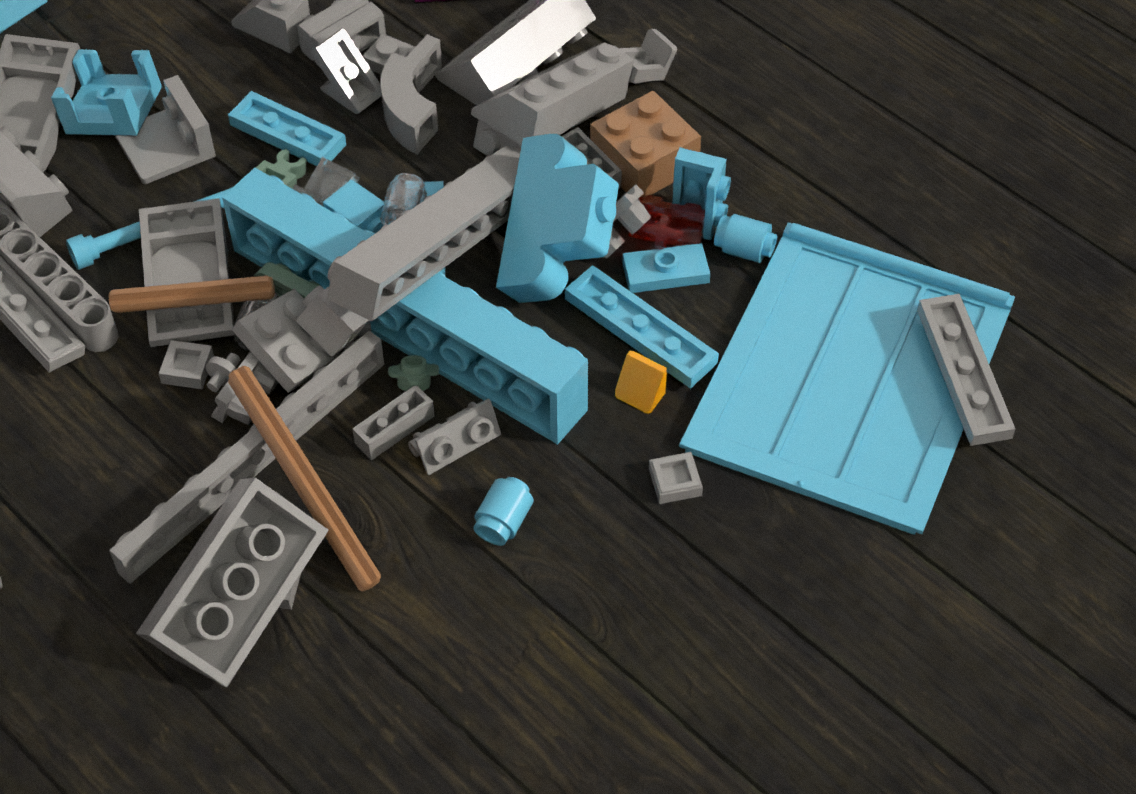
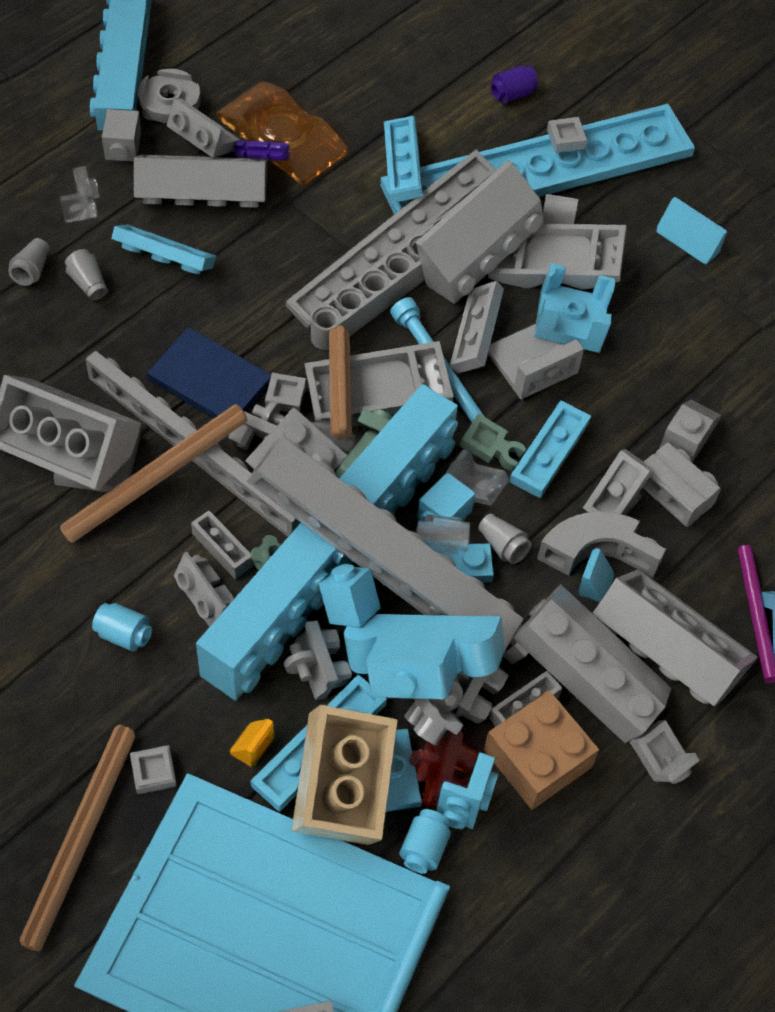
camera: 85 degrees right, 5 degrees up
(116, 182) = (477, 327): none -> light grey plate
(148, 447) = (208, 375): none -> dark blue tile
(250, 261) = (374, 420): none -> sand green plate
(382, 49) = (658, 525): light grey plate -> none
(402, 160) = (506, 539): none -> light grey cone
(449, 103) = (597, 577): none -> medium azure slope
(486, 274) = (349, 595): none -> medium azure brick
(558, 319) = (313, 661): none -> light grey hips
(691, 285) = (345, 775): none -> tan brick
(759, 539) = (77, 839): none -> medium nougat axle

